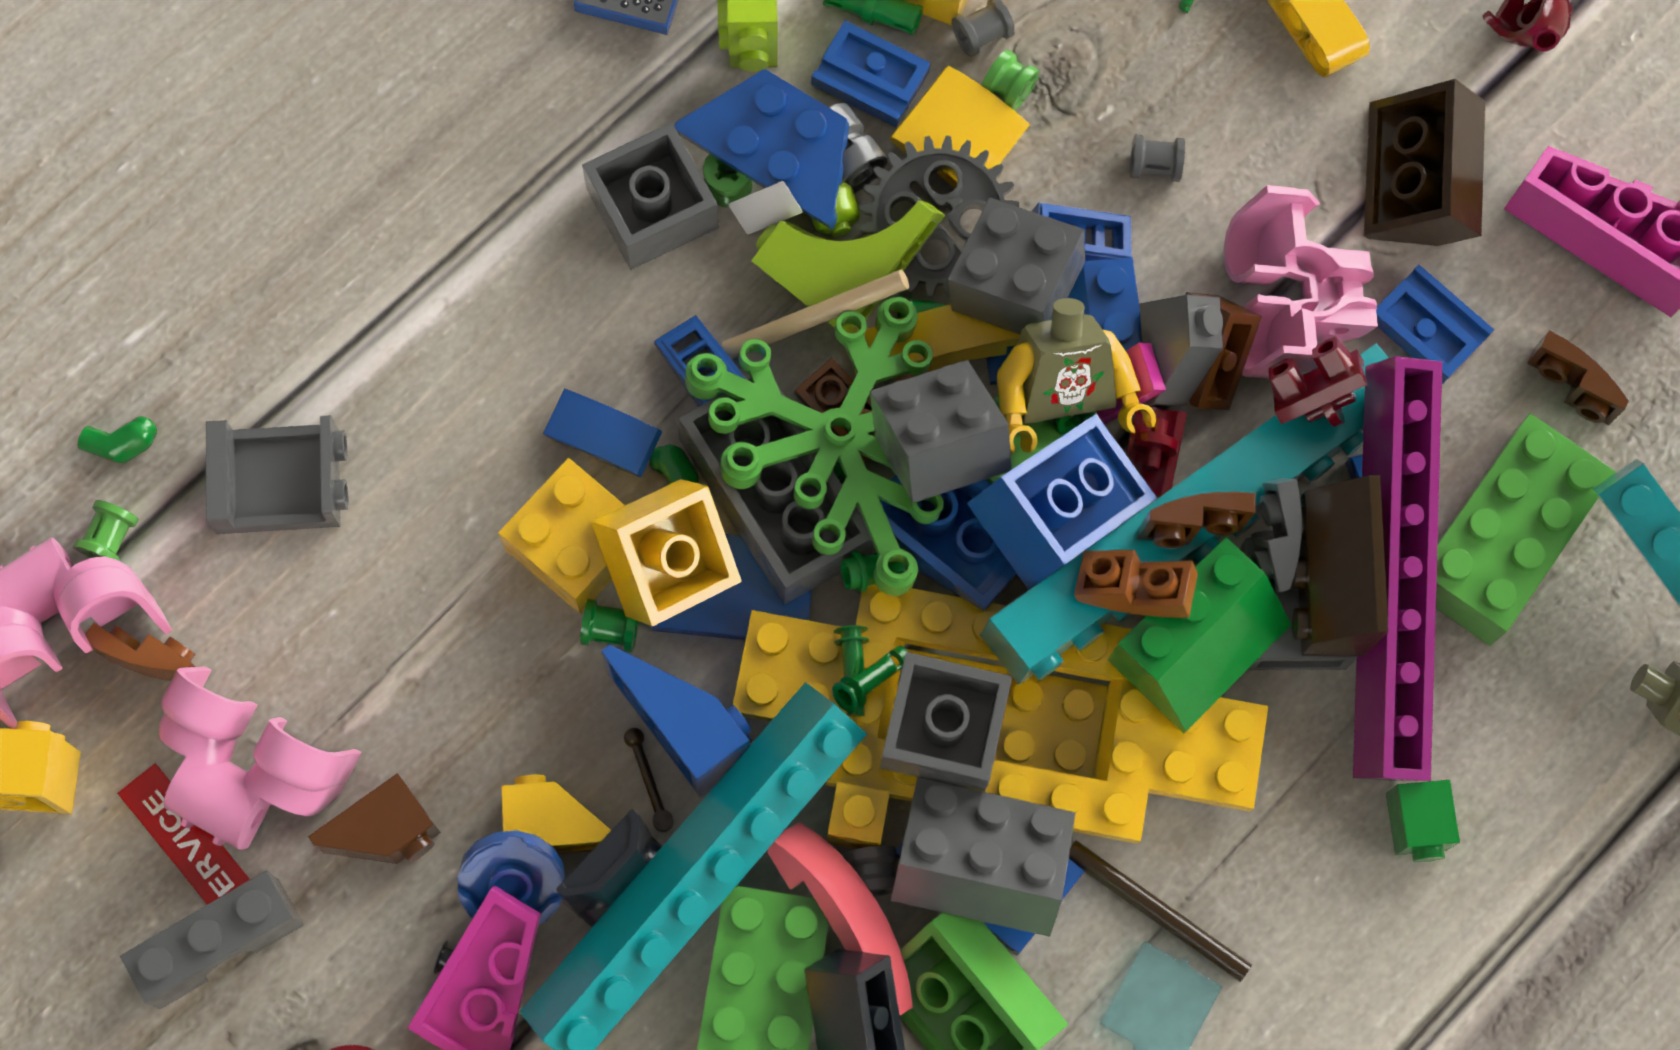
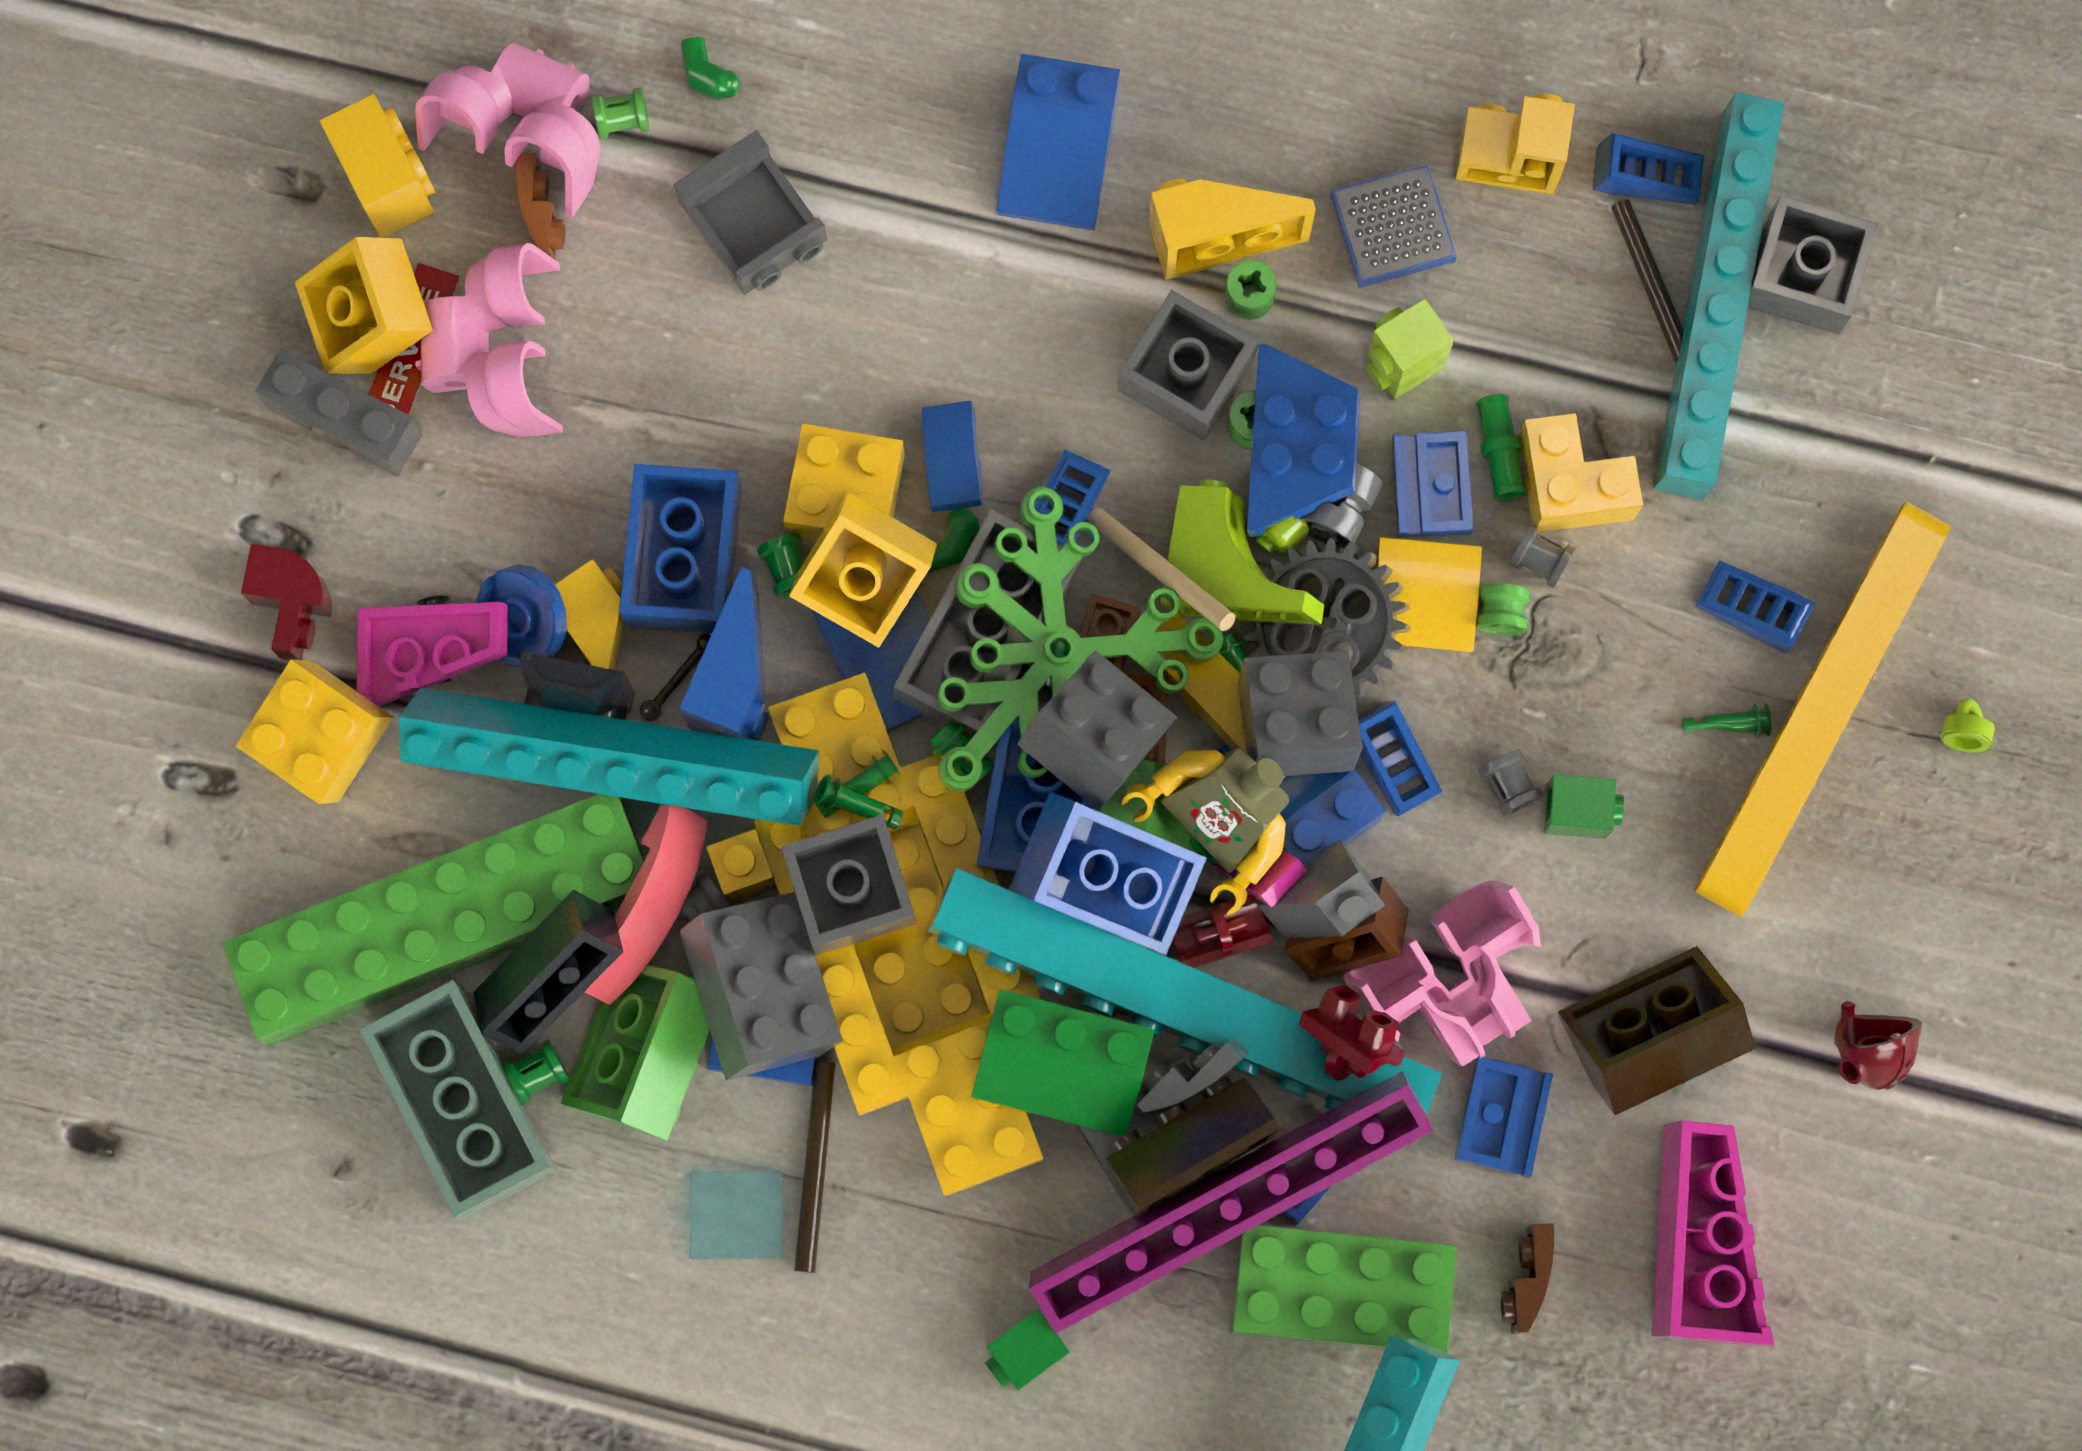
camera: 65 degrees right, 5 degrees up
(130, 856) = (363, 305): none -> yellow brick
(380, 827) = (509, 486): reddish brown slope -> none
(384, 189) = (1058, 141): none -> blue slope
(540, 704) = (679, 547): none -> blue brick
(545, 99) = (1221, 223): none -> yellow slope
(612, 126) = (1247, 300): none -> bright green wheel
(765, 207) = (1237, 468): white sticker -> none
(1126, 585) = (1059, 975): dark orange slope -> none
(1181, 519) = (1141, 979): reddish brown slope -> none
(1209, 116) = (1582, 806): none -> green brick

